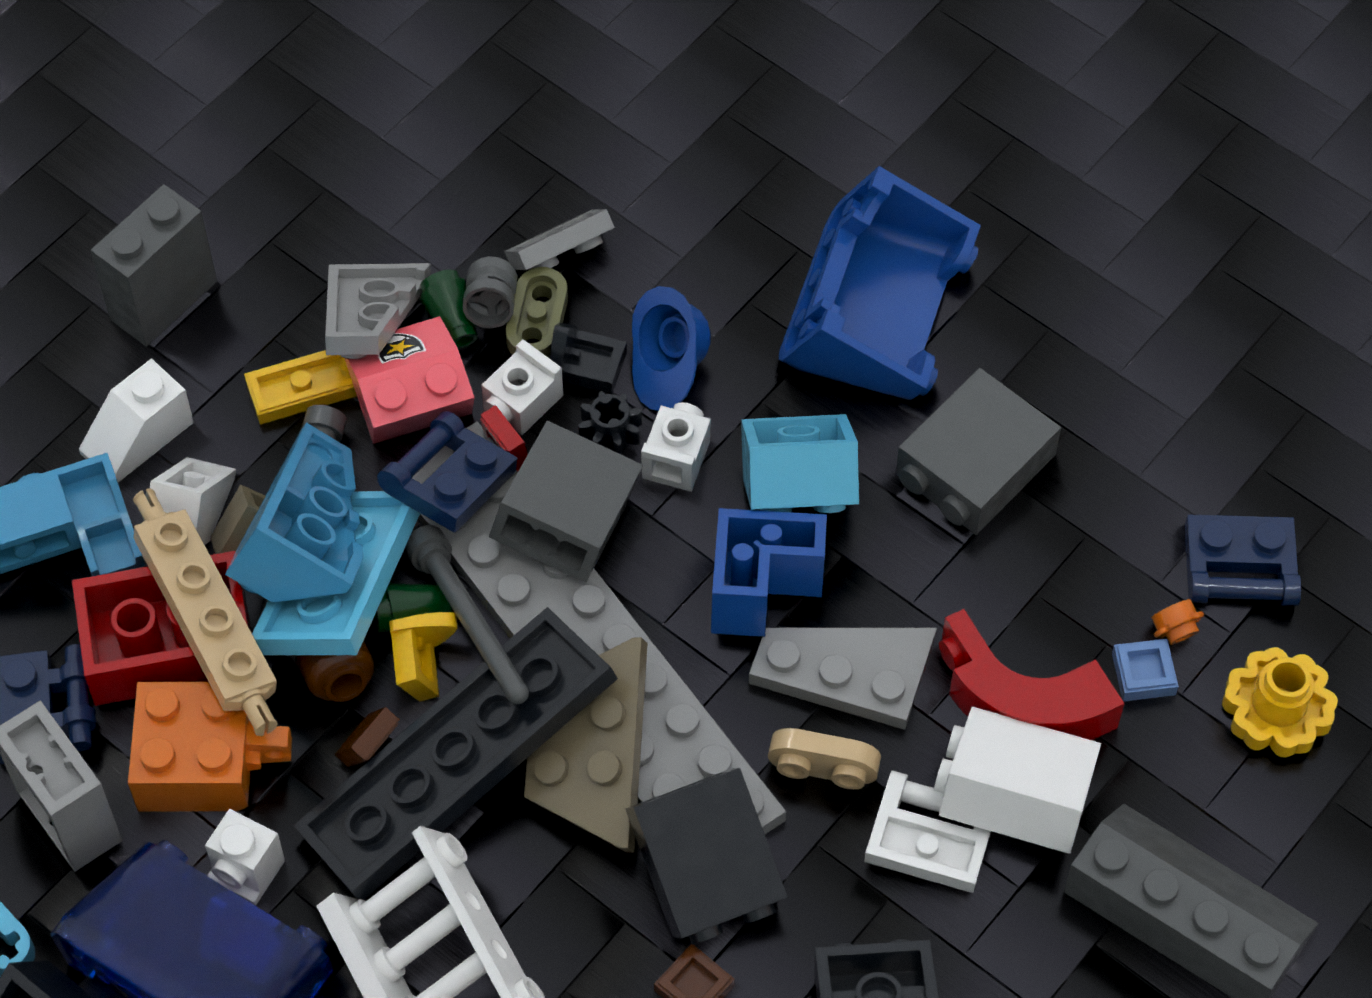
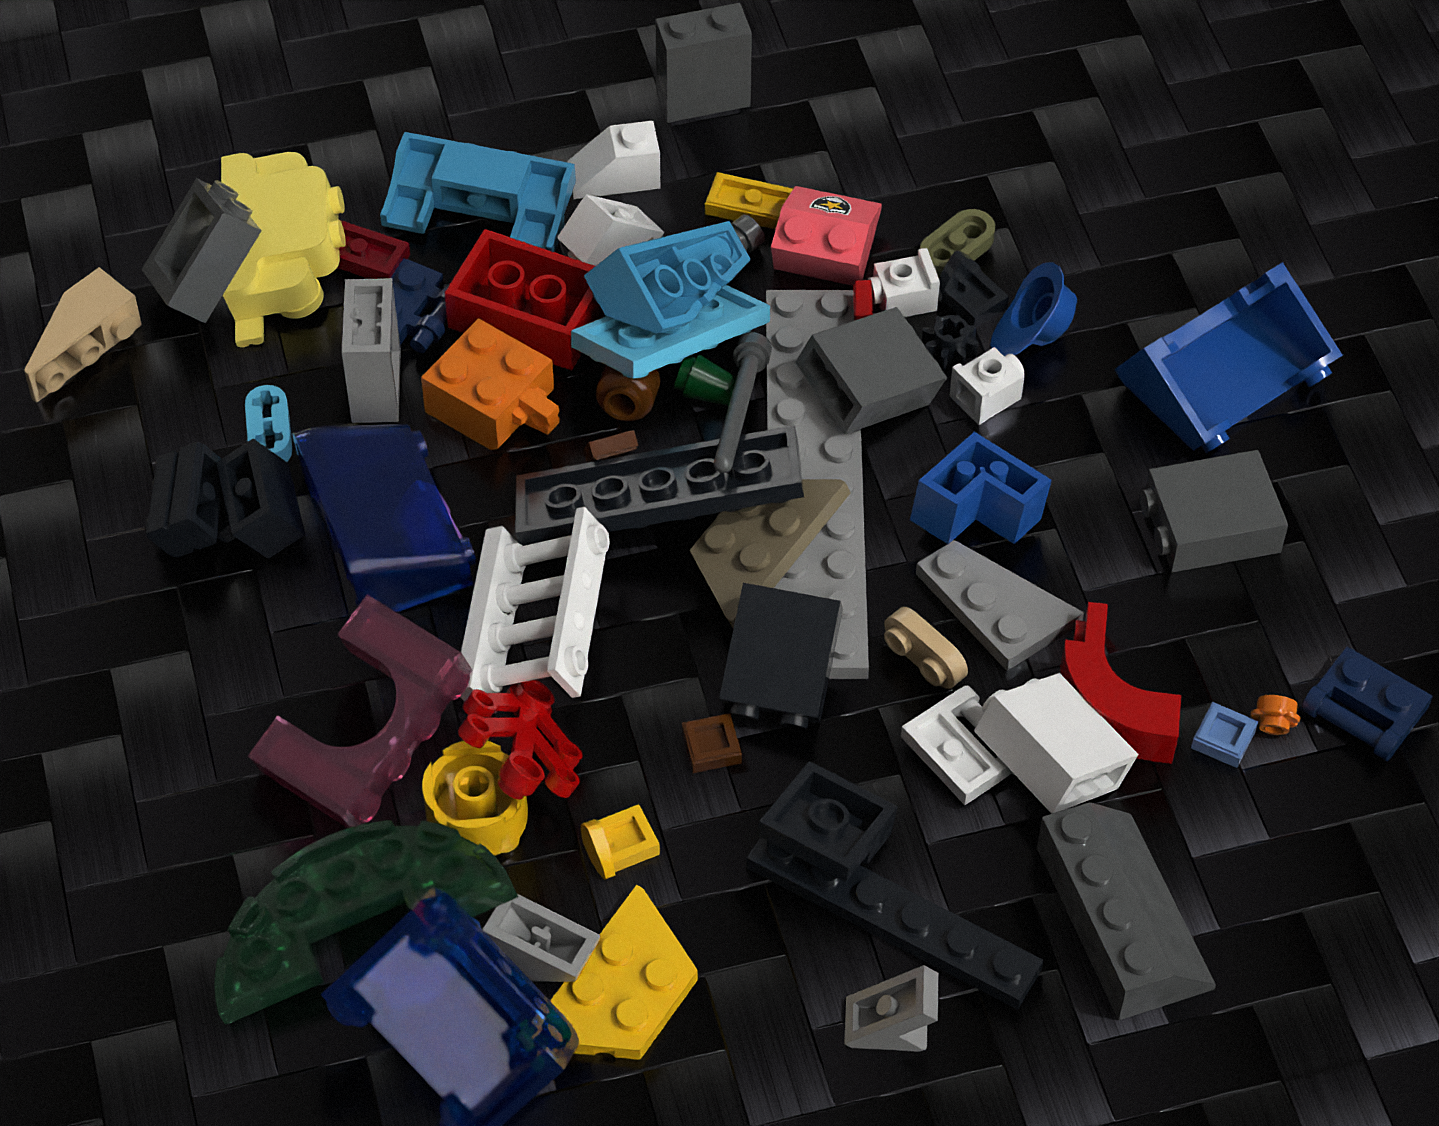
camera: 35 degrees right, 5 degrees down
(205, 611) = (554, 295): tan plate -> none
(244, 856) = (465, 474): white brick -> none
(369, 305) = (836, 168): light grey wing -> none
(414, 651) = (688, 411): yellow tile -> none
(443, 297) = (899, 200): dark green cone -> none
(459, 483) = (799, 316): dark blue plate -> none
(490, 292) = (930, 206): dark grey wheel -> none
(578, 233) = (1032, 205): light grey plate -> none
(800, 463) = (1062, 437): medium azure brick -> none
(1279, 702) = (1311, 815): yellow plant -> none

